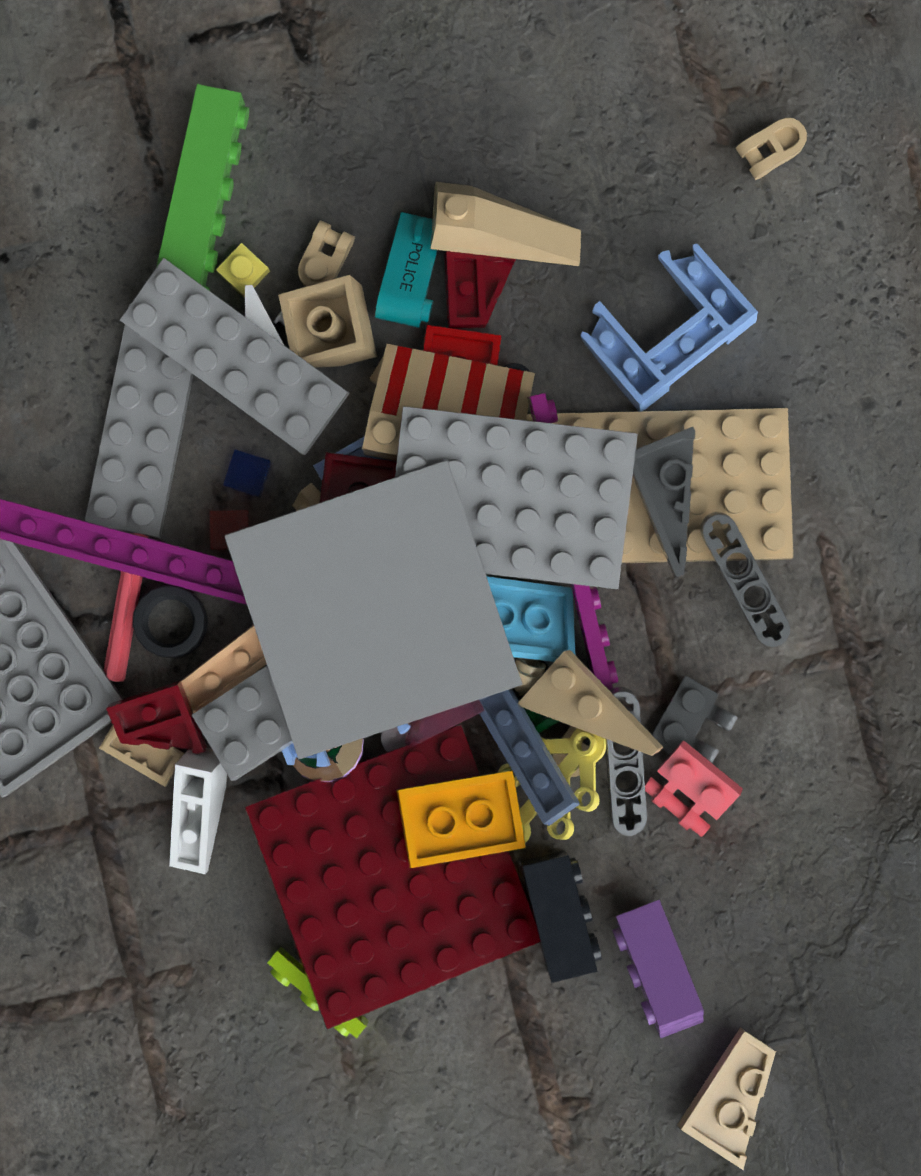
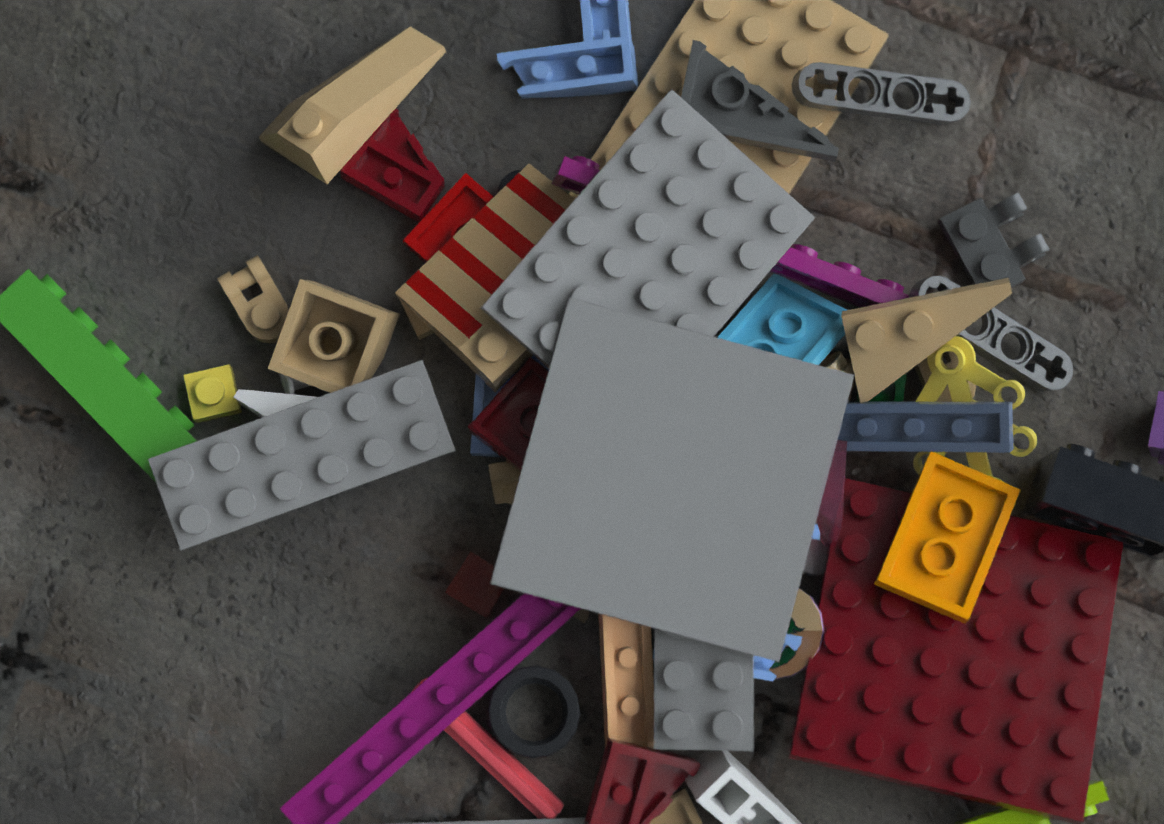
camera: 55 degrees left, 5 degrees down
(139, 439) = (314, 617): light grey plate -> none
(247, 473) = (430, 528): clear blue plate -> none
(408, 273) = (335, 224): teal door -> none
(699, 781) = (1059, 273): coral plate -> none

